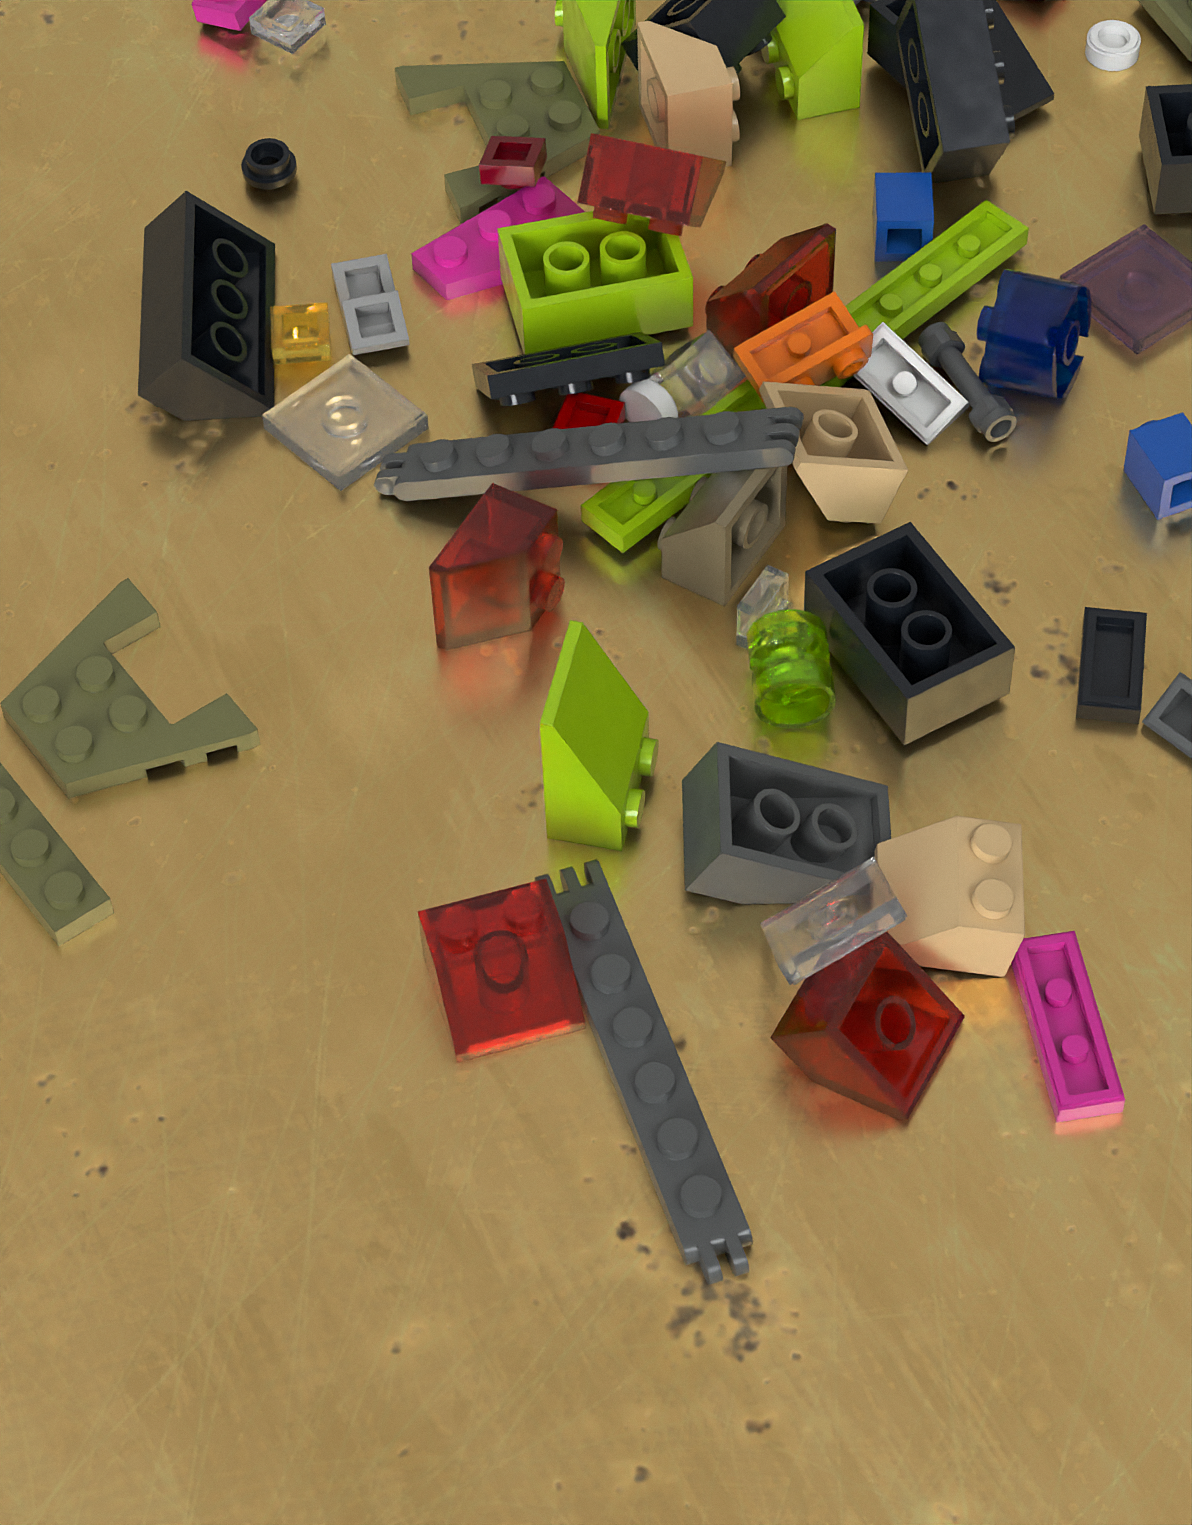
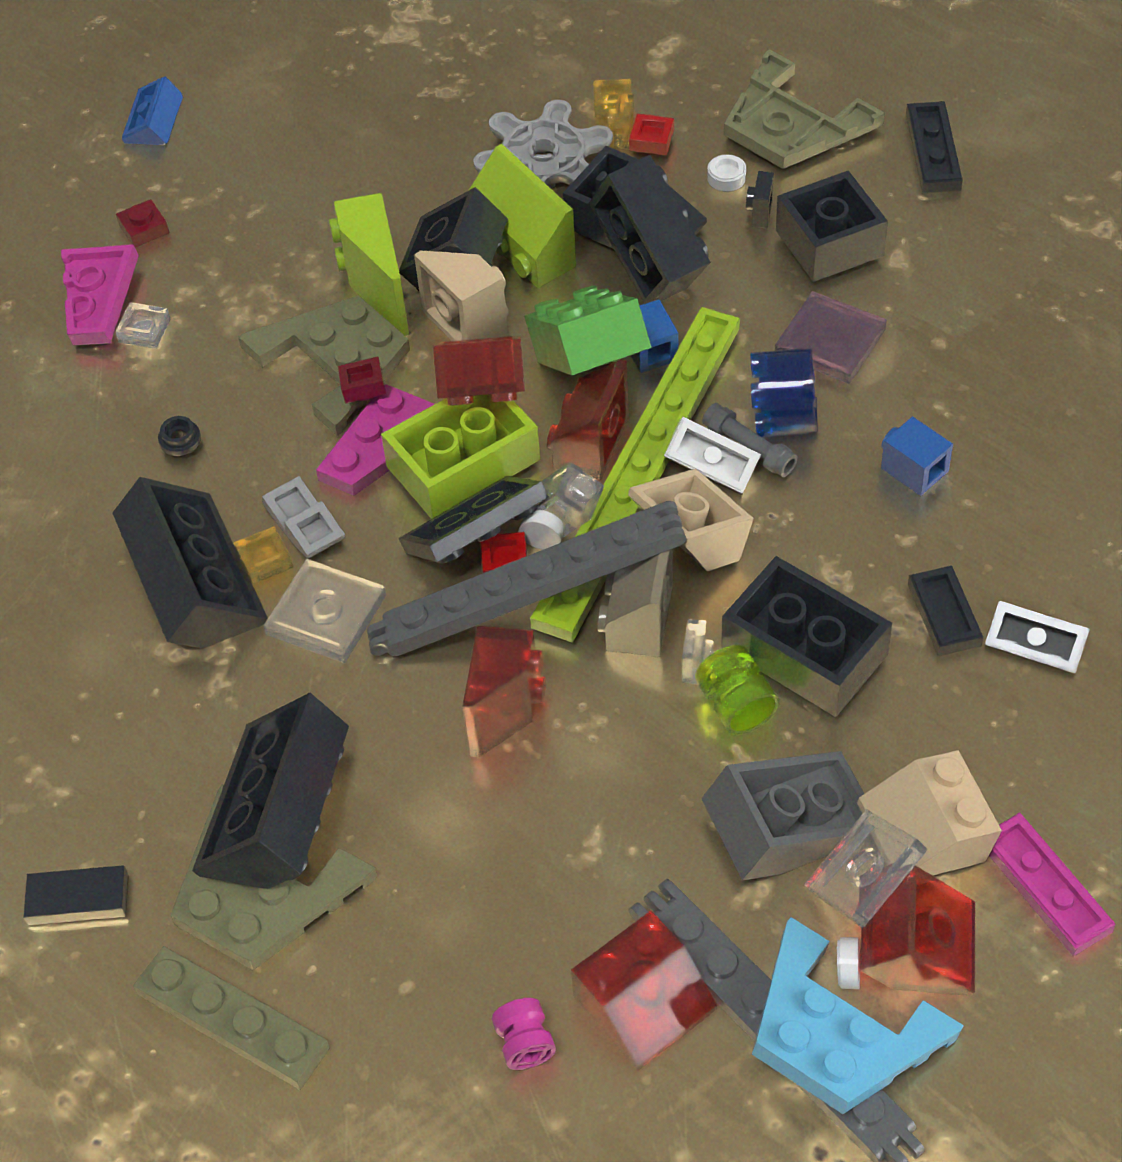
camera: 20 degrees left, 0 degrees up
(177, 607) = (273, 796): none -> black slope
(336, 976) = (523, 1033): none -> dark pink wheel
(593, 747) = (637, 801): lime slope -> none
(691, 1106) = (829, 1042): none -> medium azure wing
(759, 1026) = (848, 962): none -> white tile
(807, 347) = (639, 454): orange bracket -> none
(813, 180) = (587, 330): none -> bright green brick
(1130, 89) = (760, 199): none -> black plate

